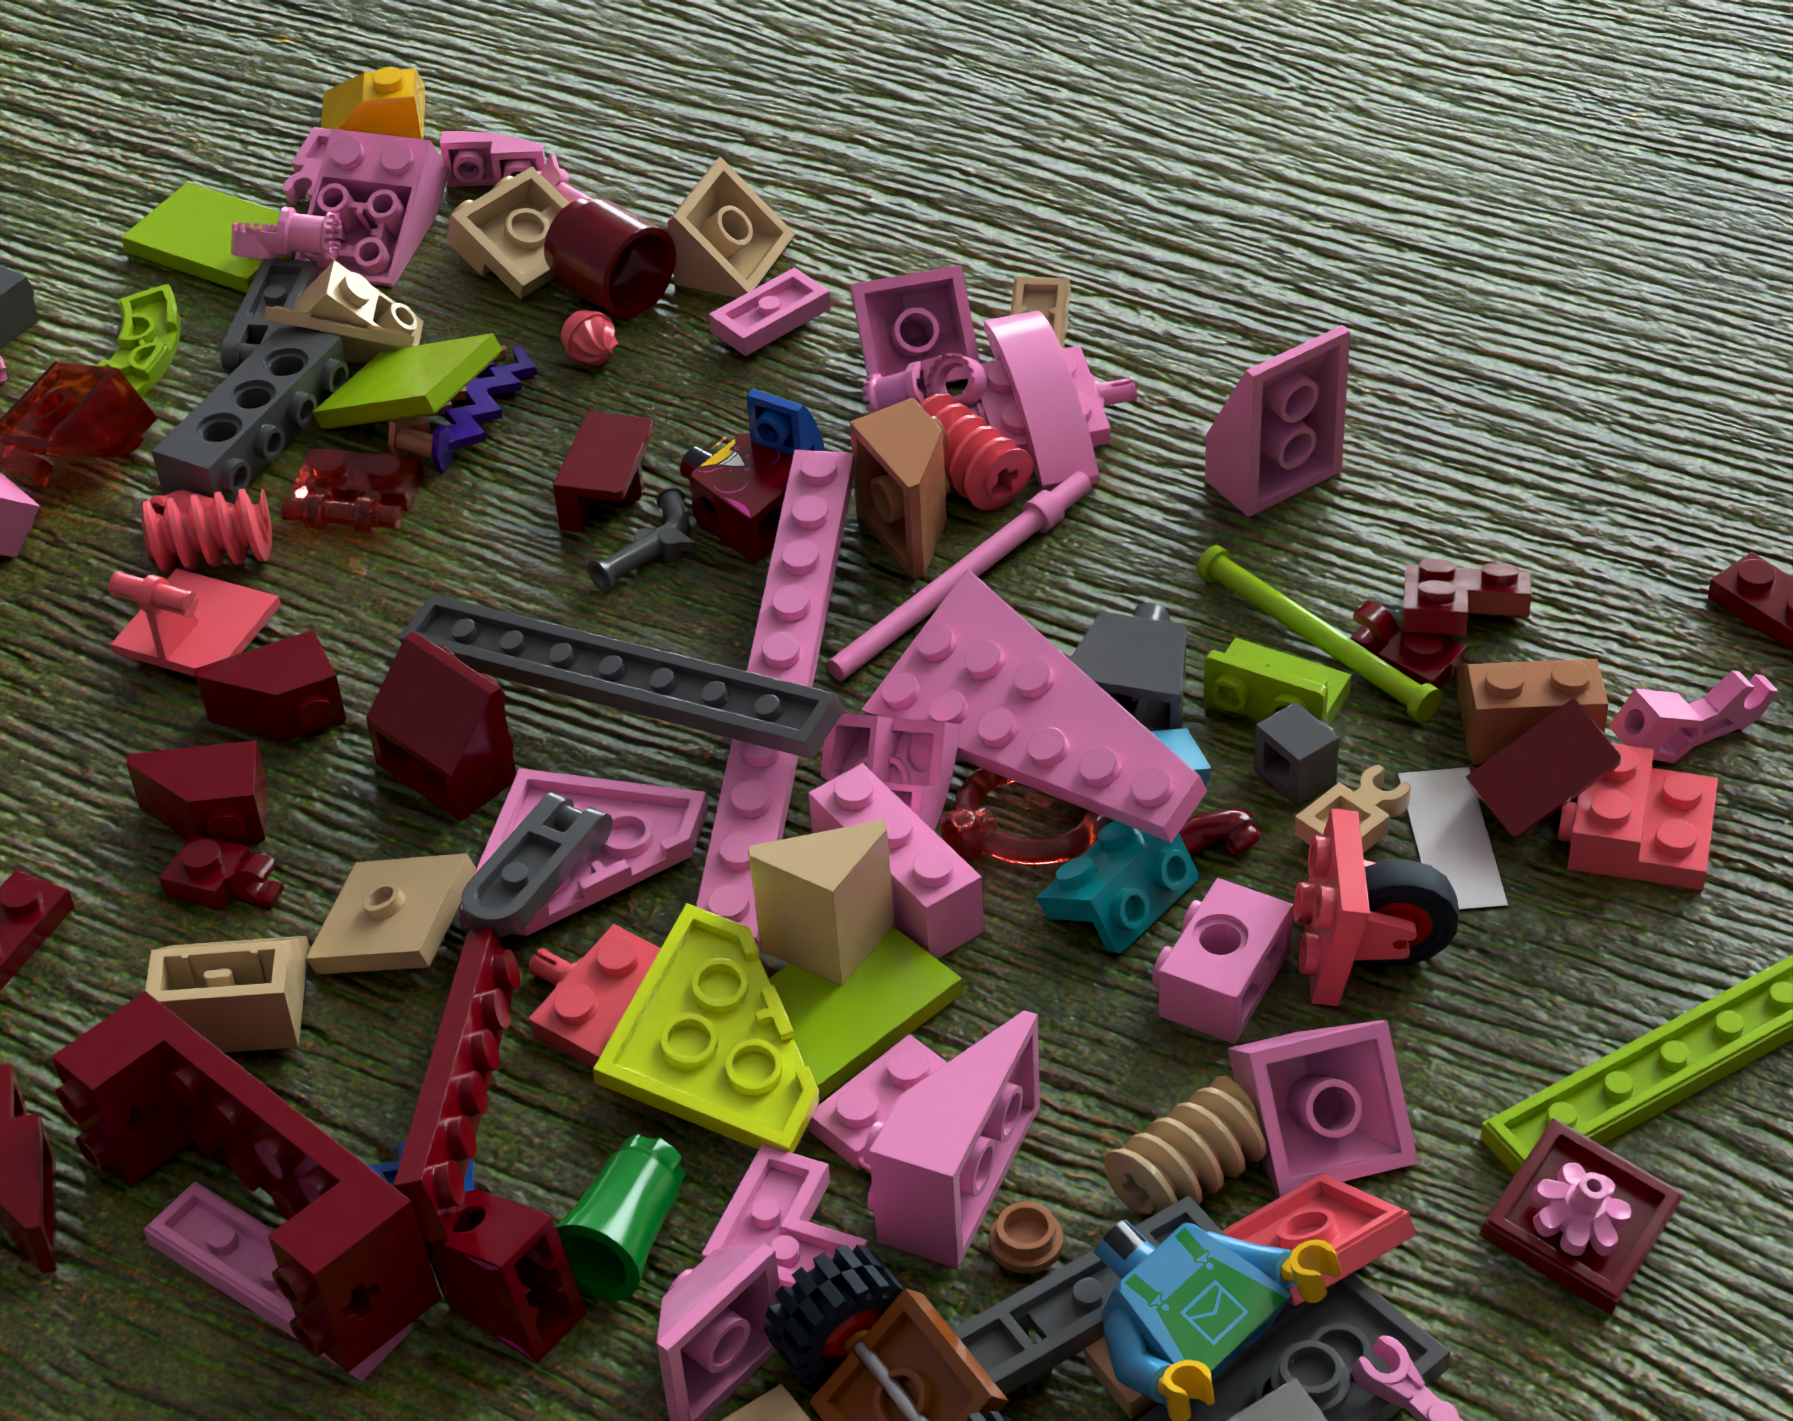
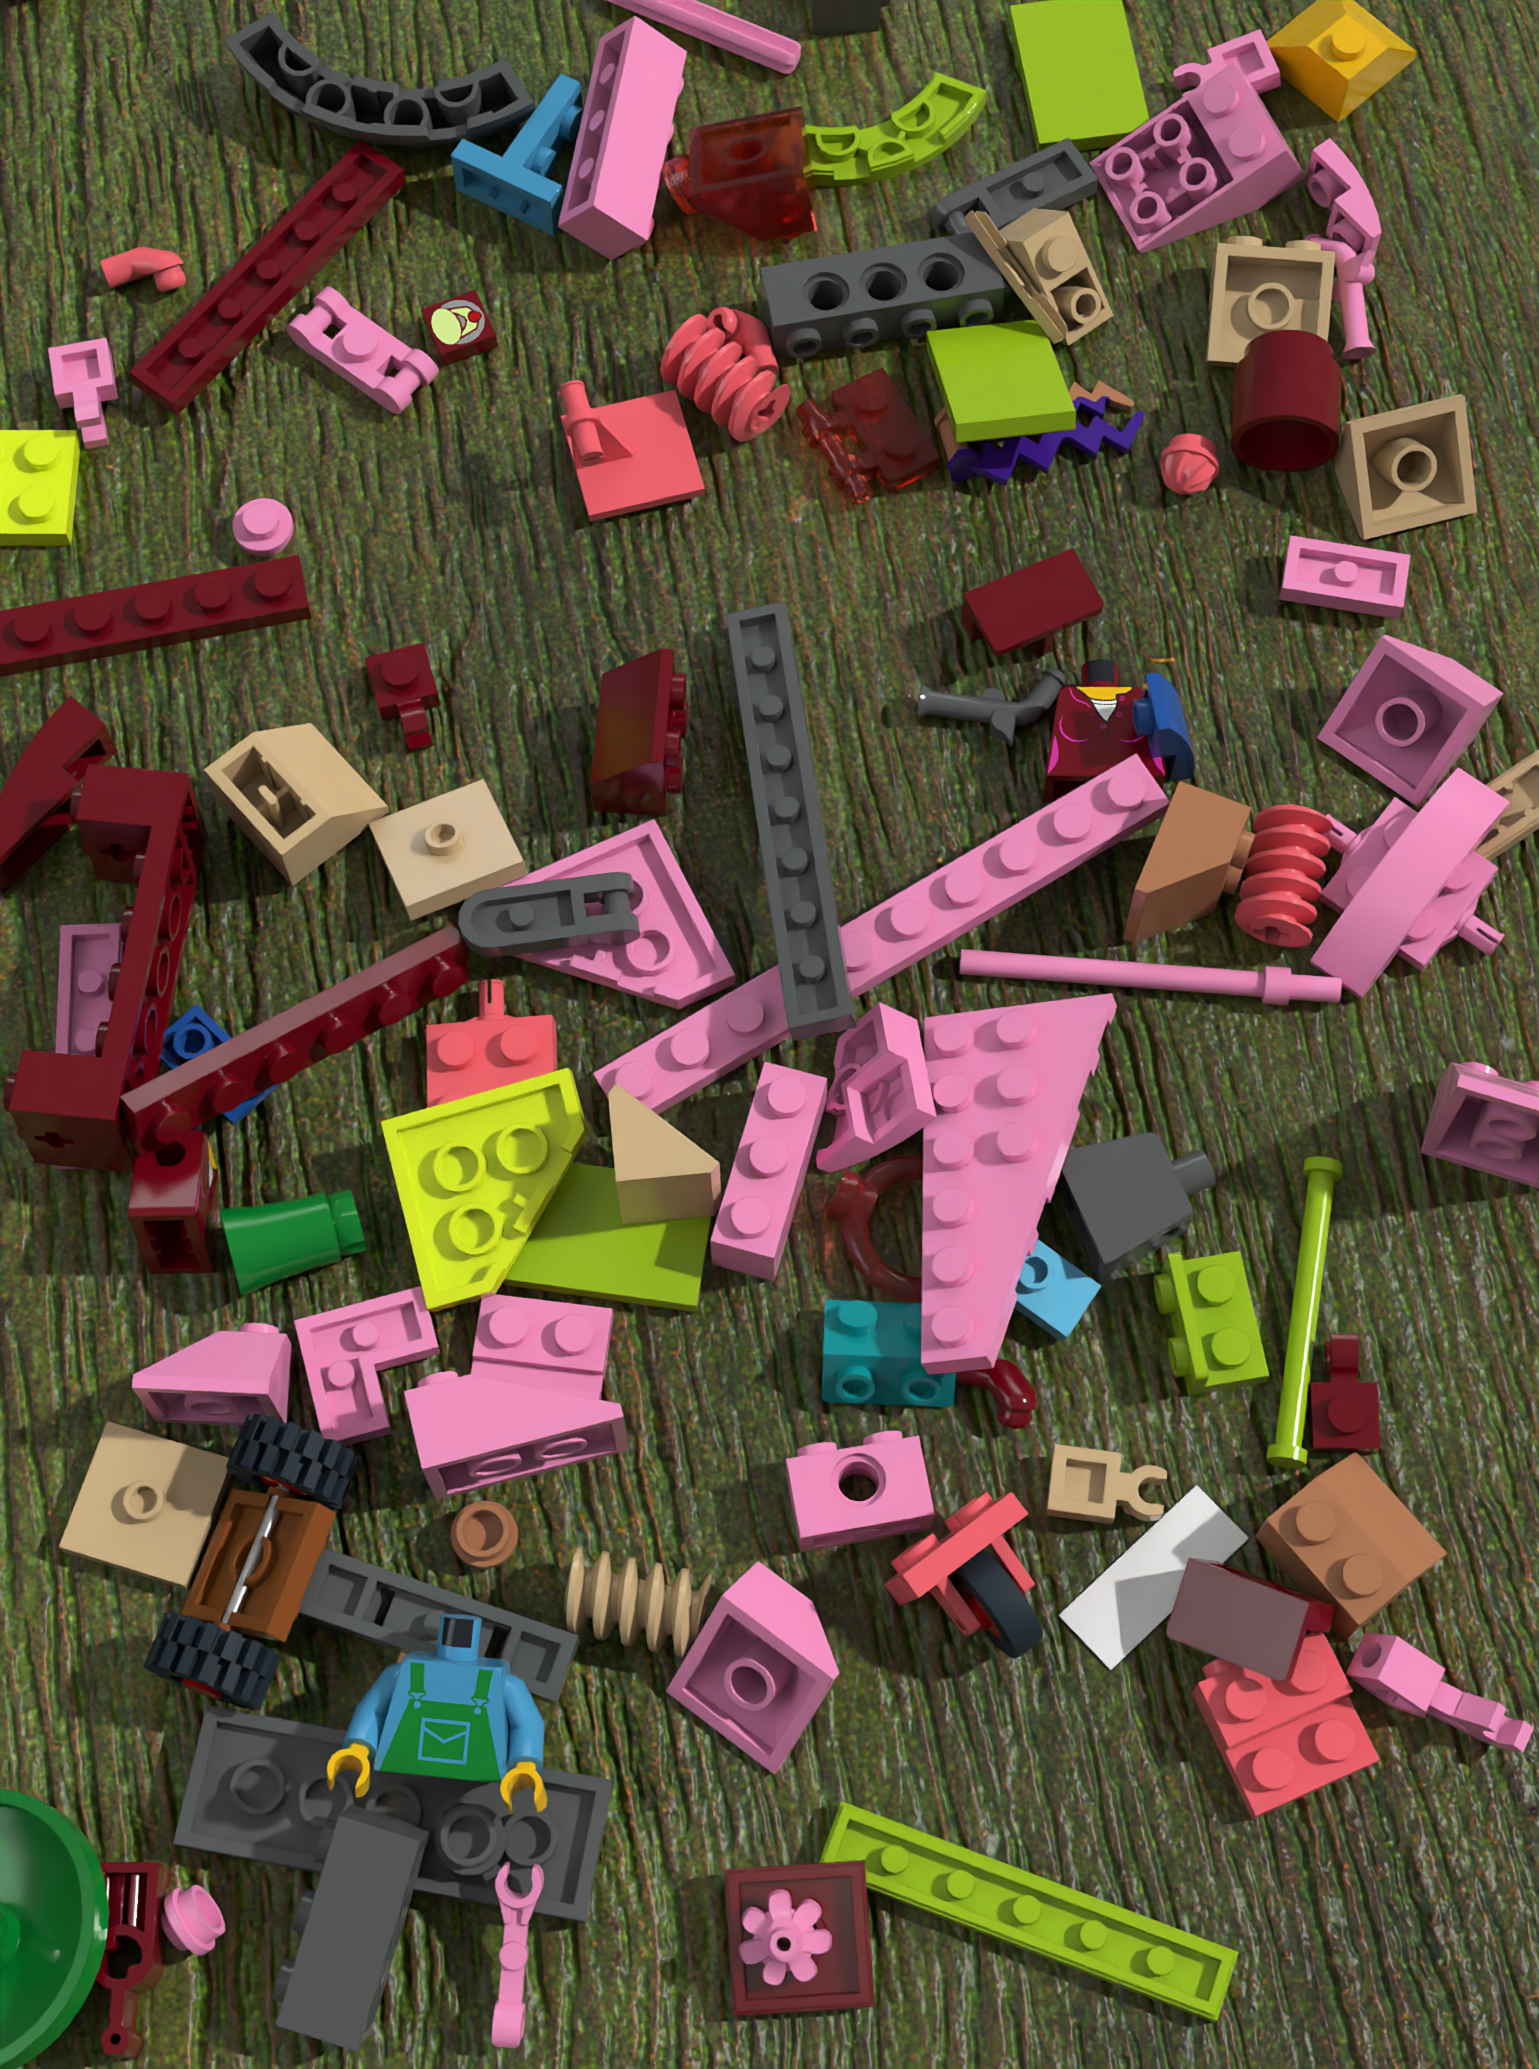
camera: 50 degrees right, 25 degrees up
(204, 790) = (466, 621): dark red slope -> none
(274, 689) = (607, 576): dark red slope -> none
(291, 234) = (1094, 136): bright pink connector -> none
(922, 381) = (1334, 781): bright pink connector -> none
(1296, 753) = (1136, 1396): dark grey plate -> none
(1330, 1211) = (617, 1748): coral plate -> none
(1443, 595) = (1436, 1387): dark red plate -> none

